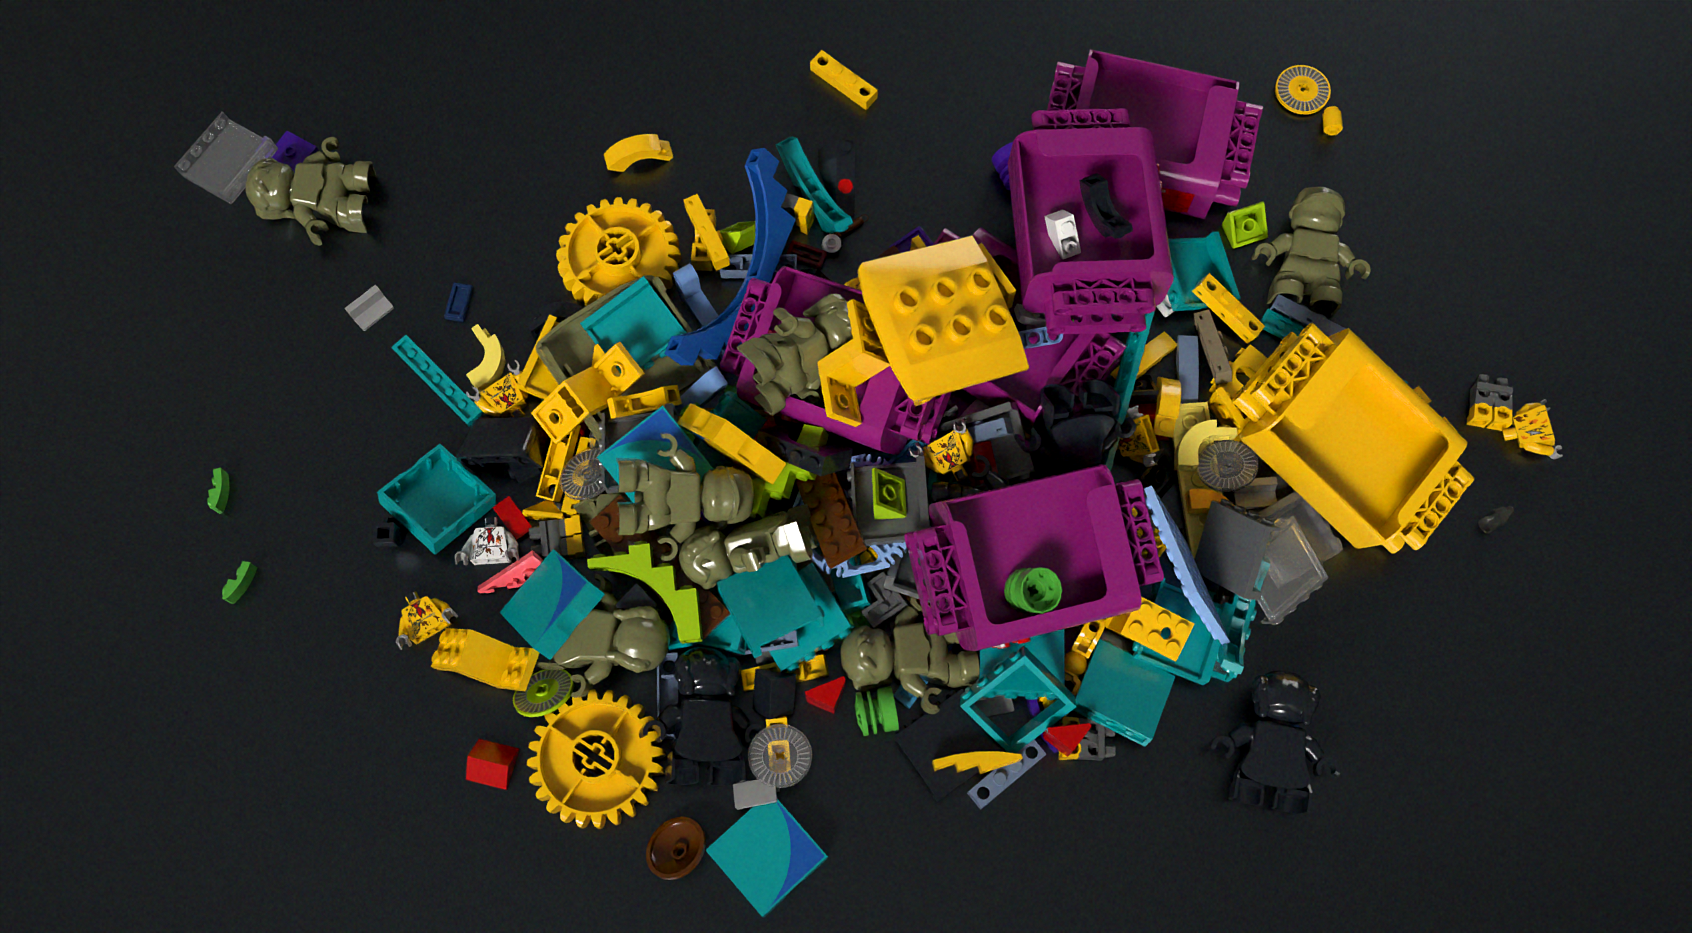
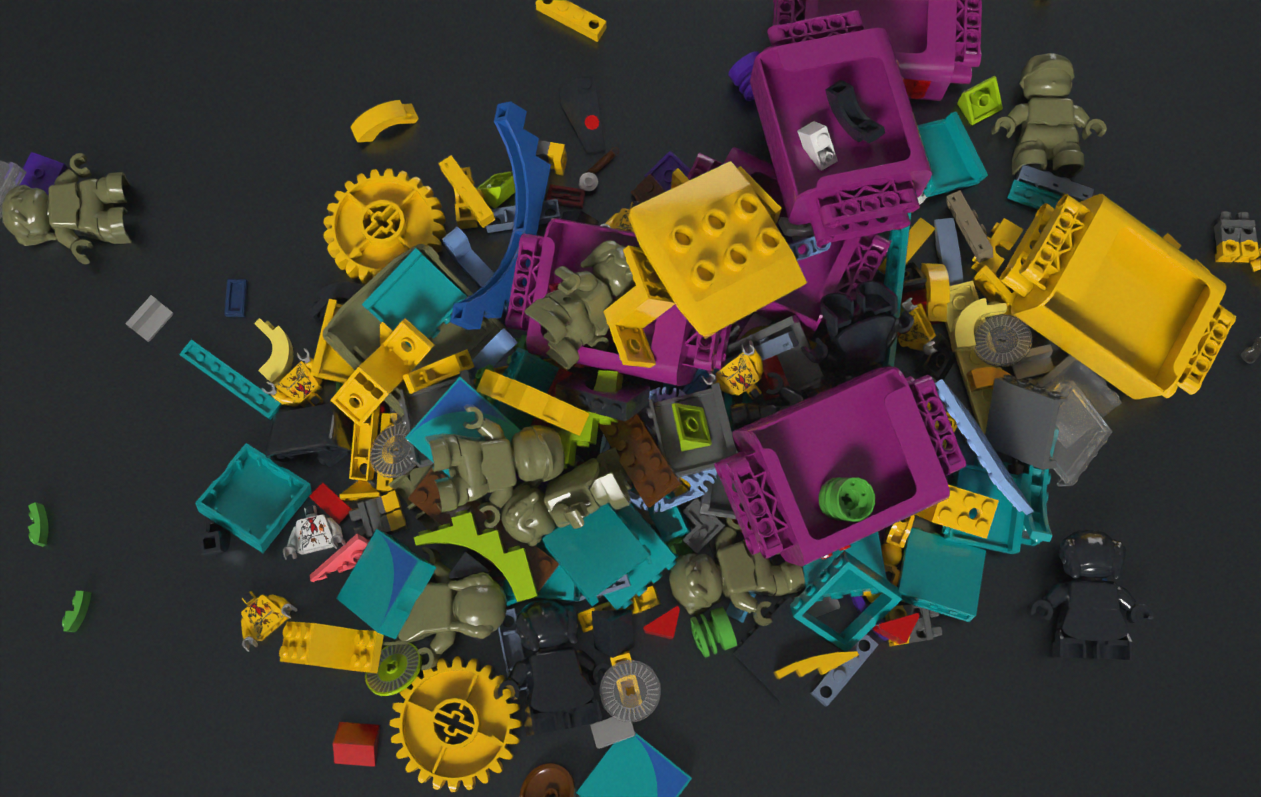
camera: 10 degrees left, 5 degrees up
(827, 212) = (548, 118): teal arch -> none
(1223, 302) = (973, 182): yellow piece -> none

